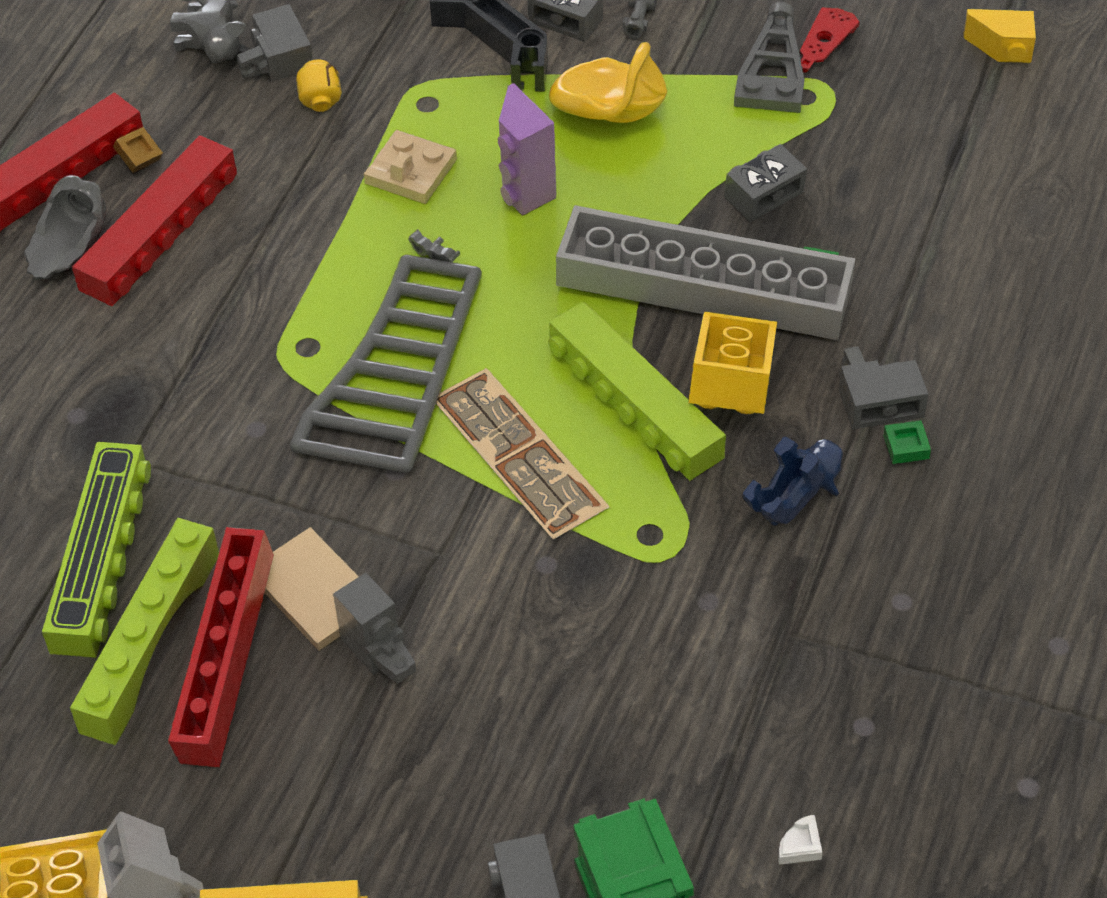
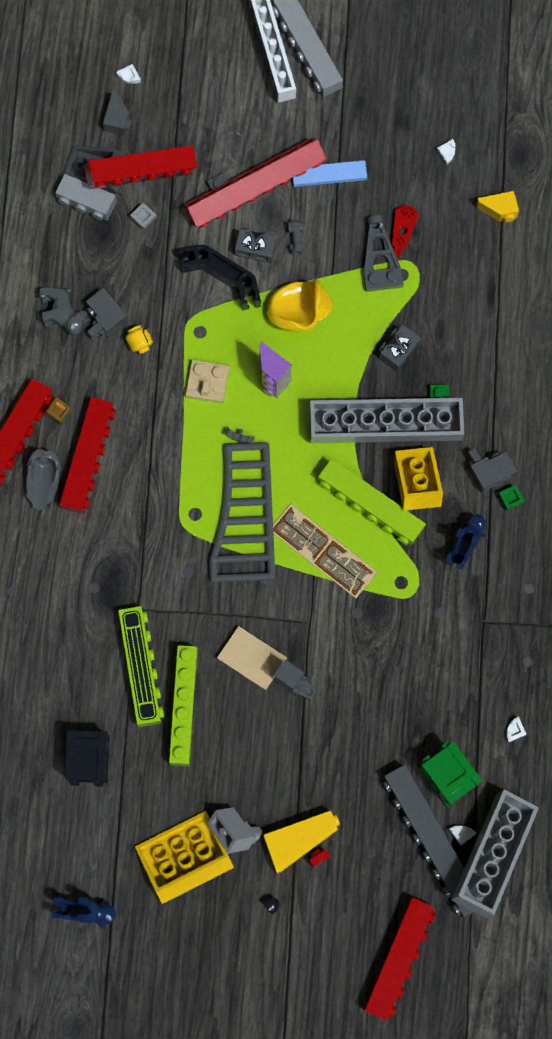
camera: 20 degrees left, 25 degrees up
(221, 648) = (225, 708): red brick -> none

